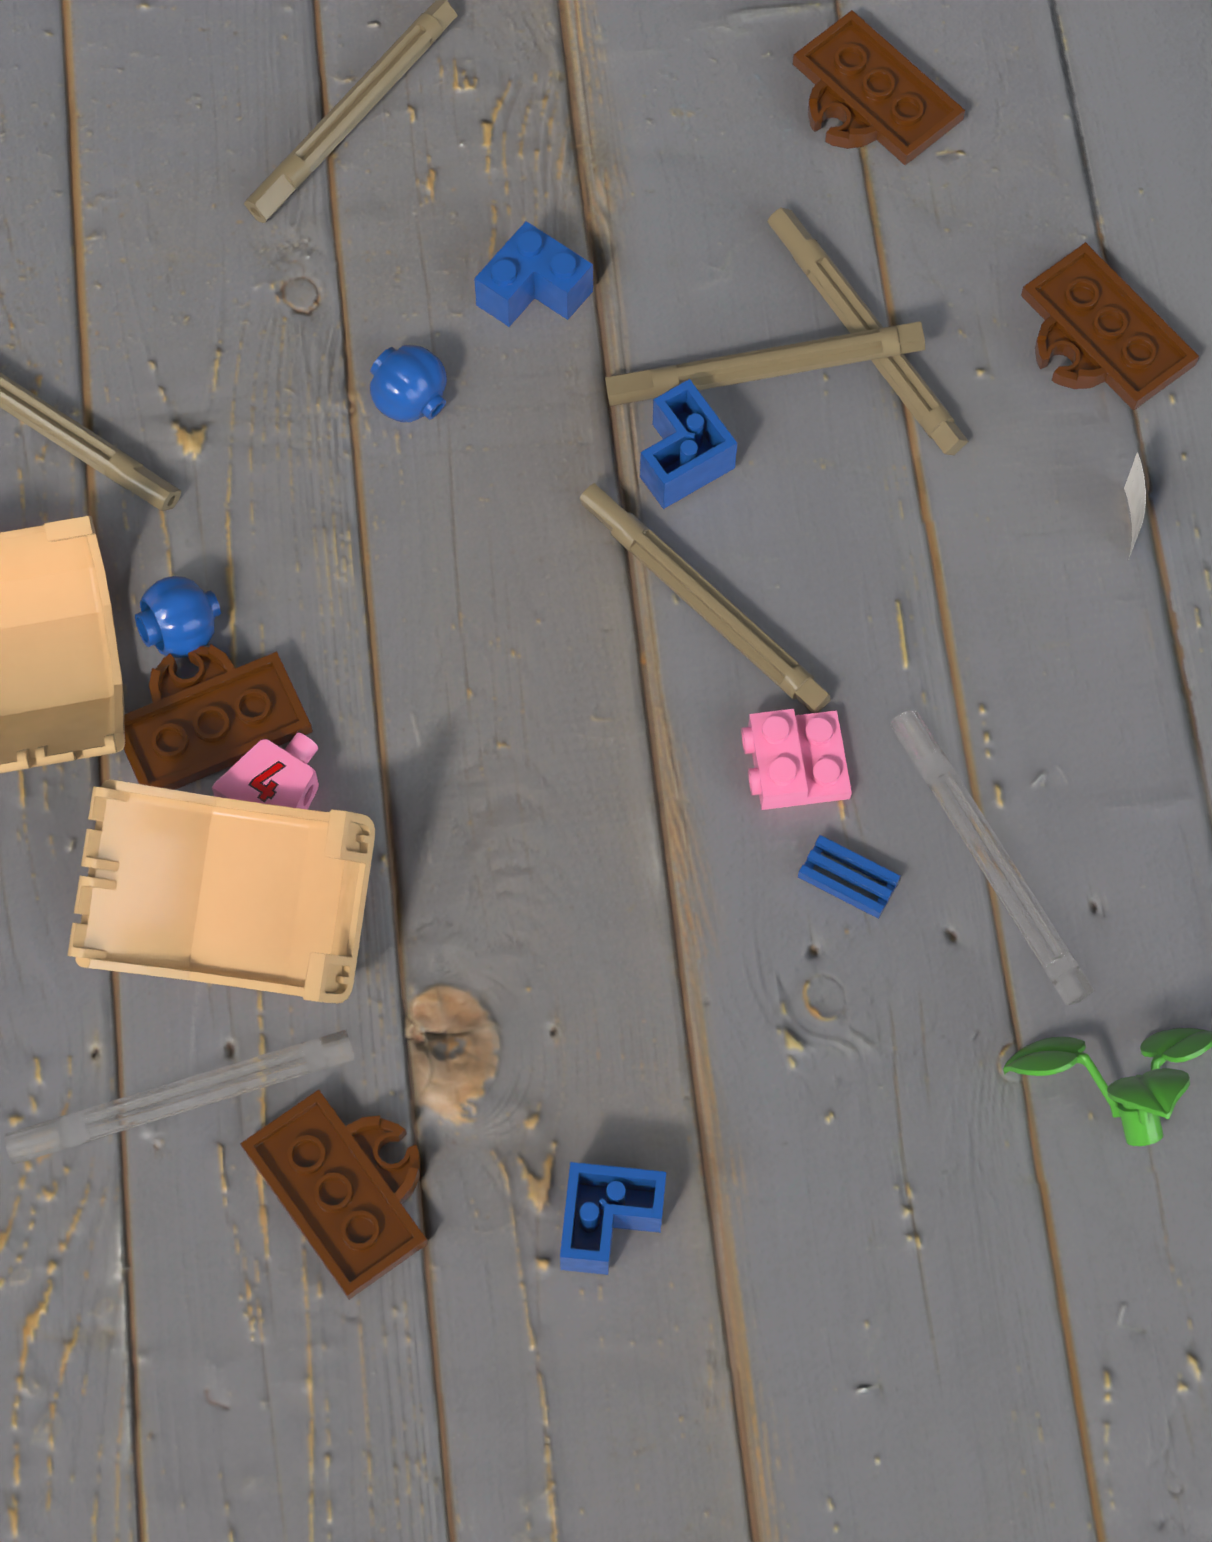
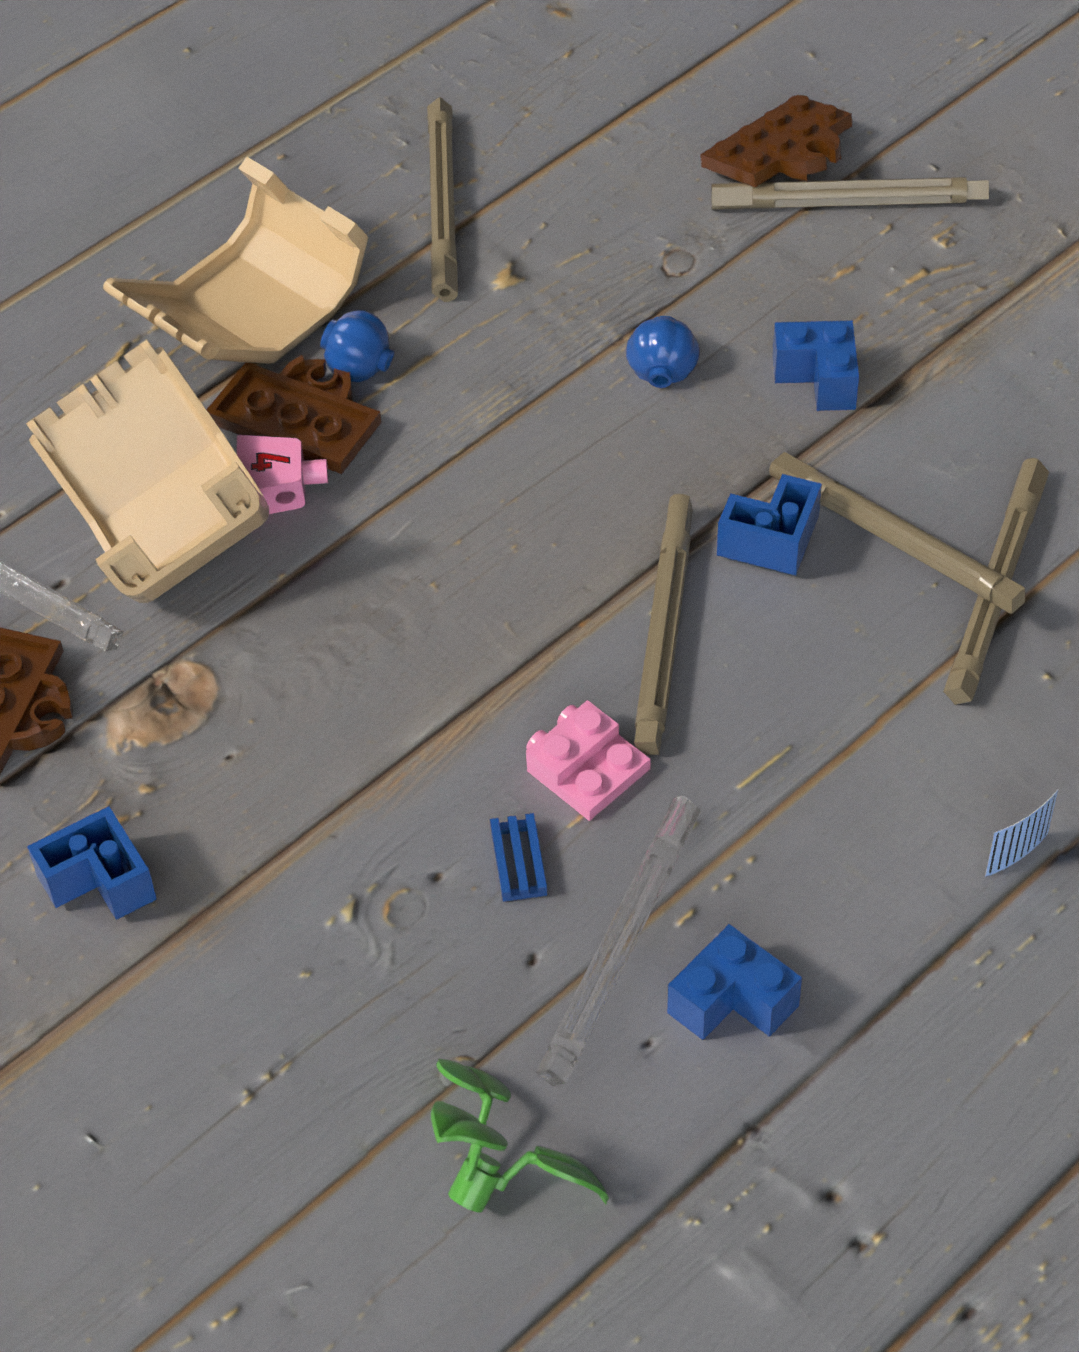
camera: 55 degrees right, 15 degrees down
(250, 111) = (784, 140): none -> reddish brown plate
(1099, 801) = (736, 977): none -> blue brick

